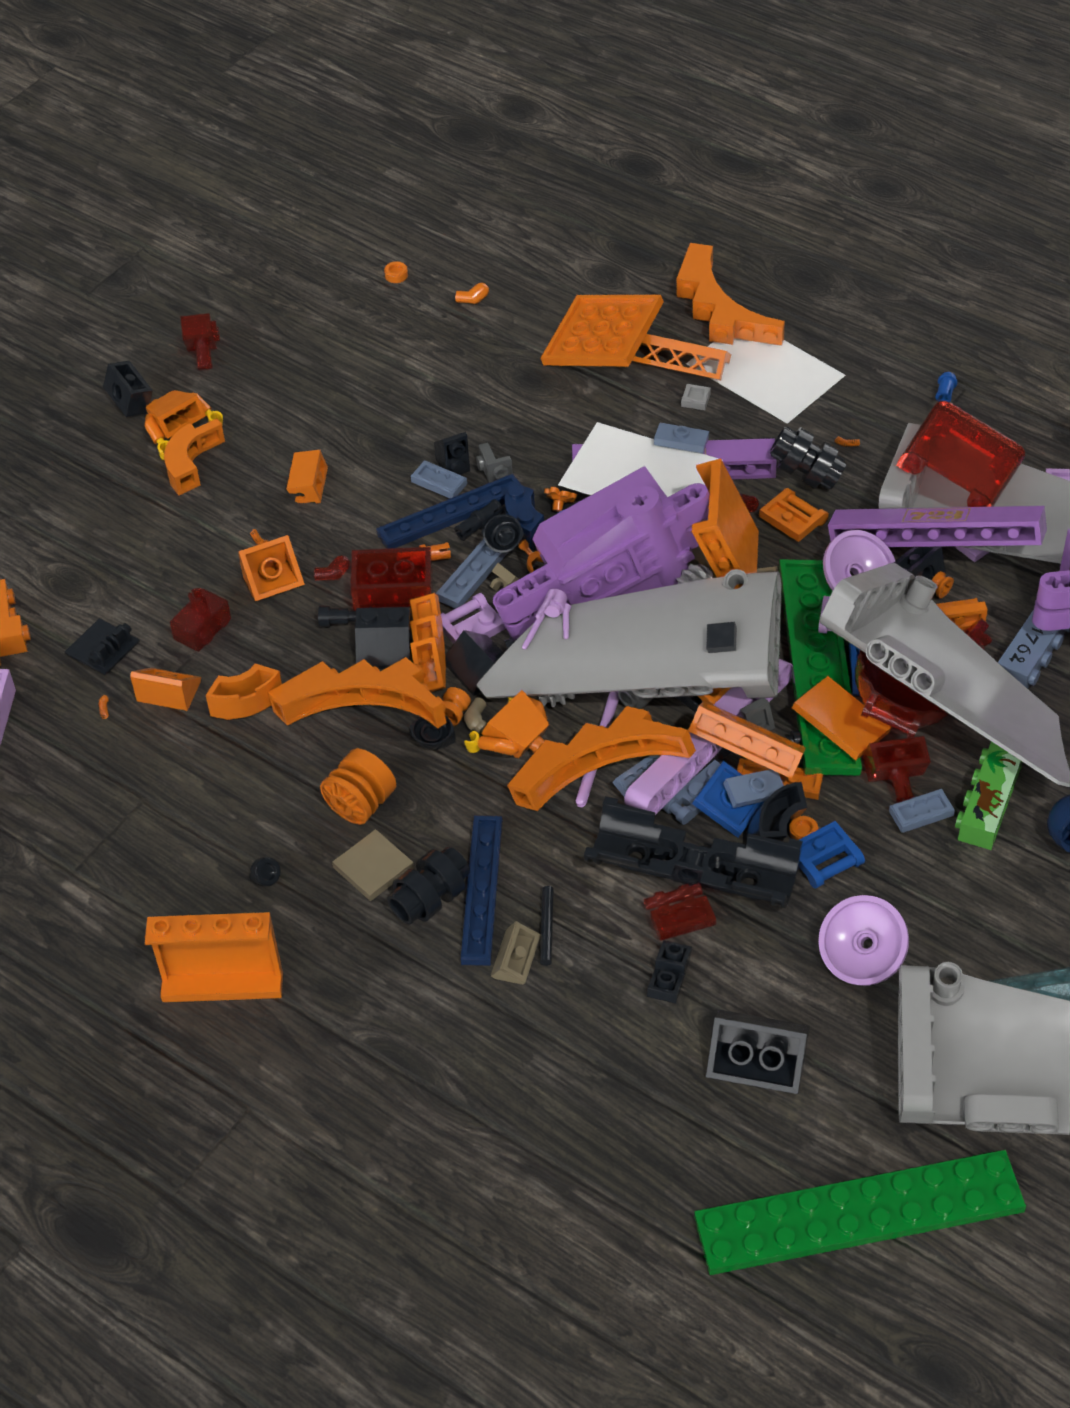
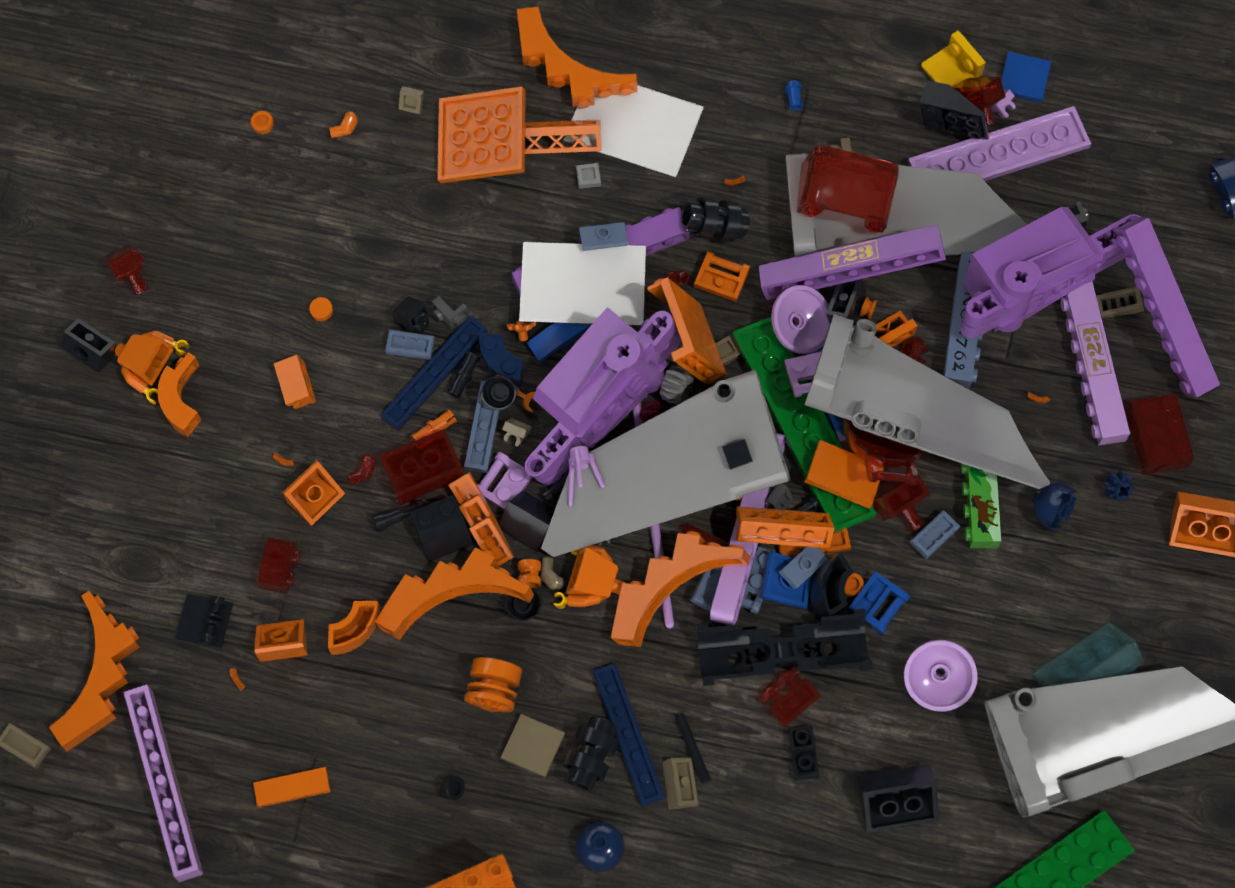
camera: 25 degrees left, 20 degrees up
(102, 818) = (291, 787): none -> orange tile
(368, 428) = (321, 309): none -> orange tile
(394, 982) = (600, 846): none -> dark blue cylinder
(548, 289) = (411, 100): none -> dark tan tile

